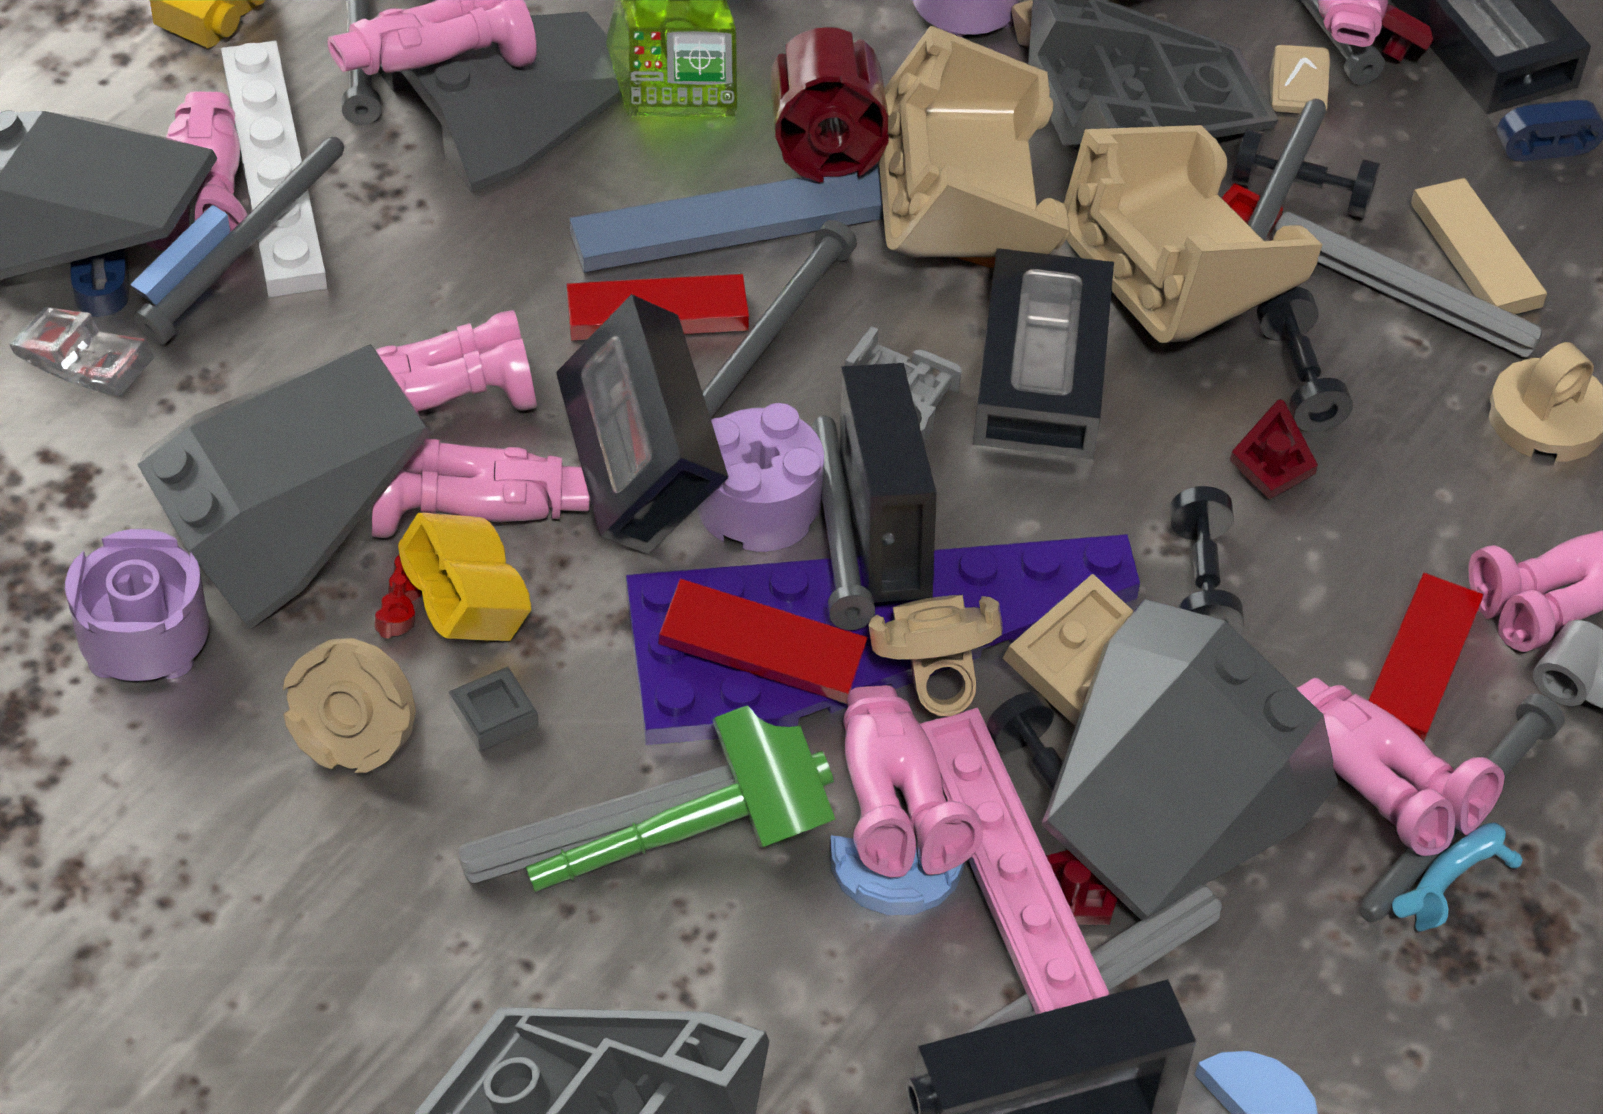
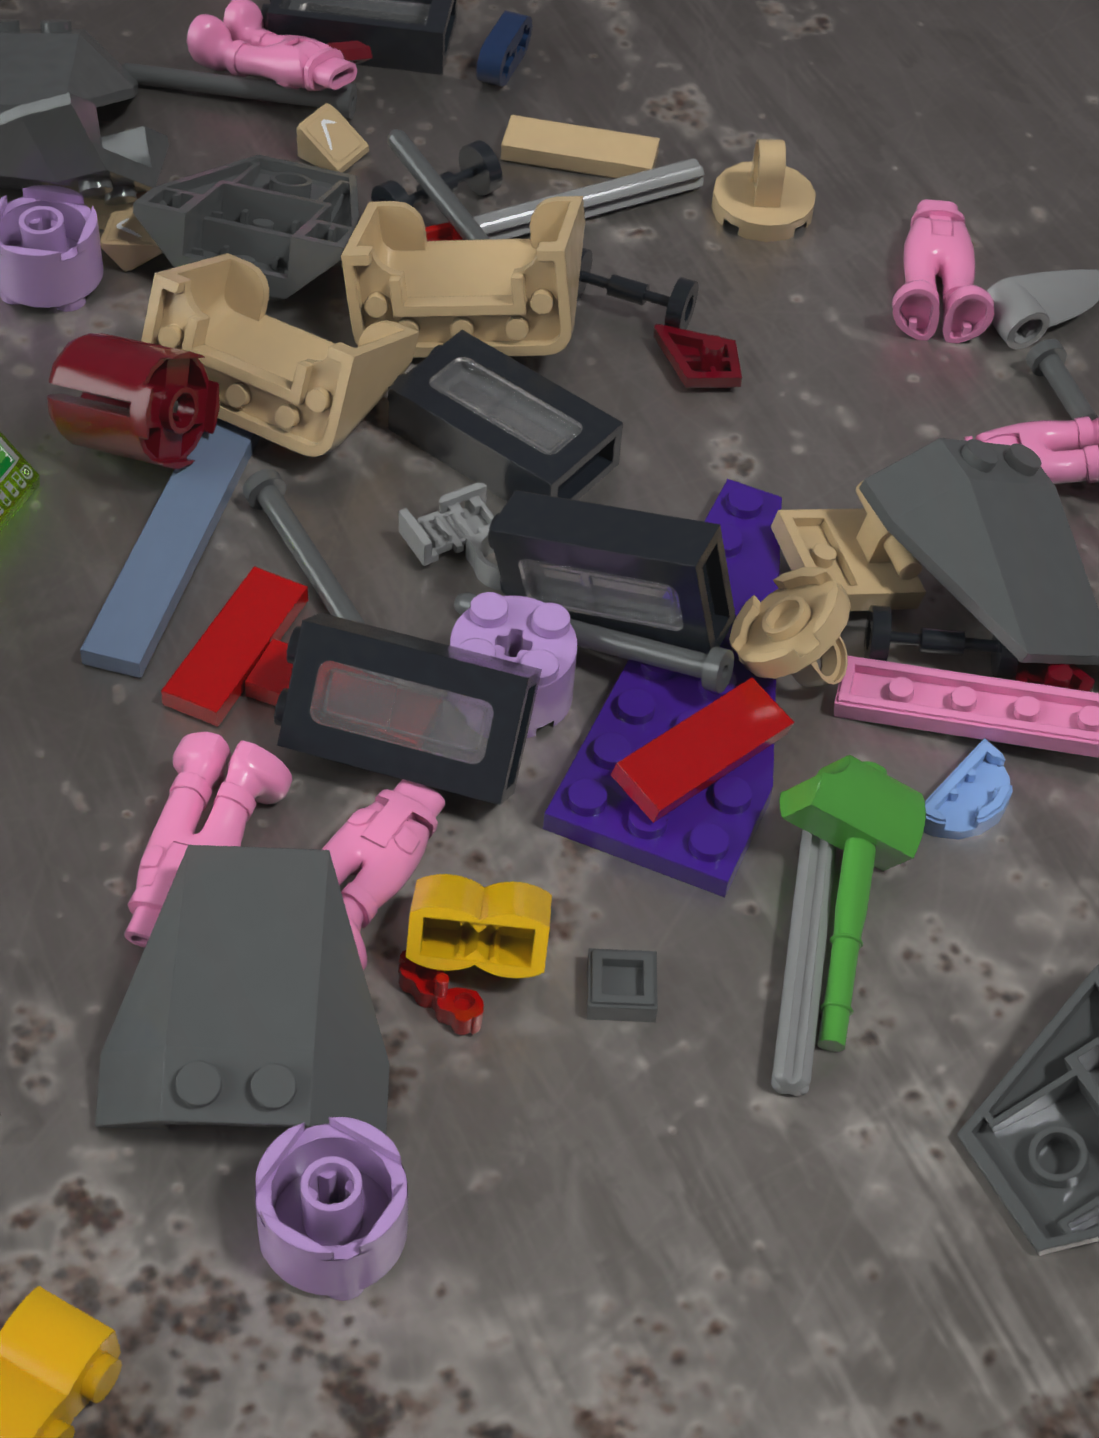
camera: 60 degrees left, 0 degrees up
(349, 705) = (583, 1079): tan tile -> none
(889, 751) = (904, 737): bright pink piece -> none
(1204, 515) = (743, 424): black wheel -> none
(1426, 652) = (945, 382): red tile -> none

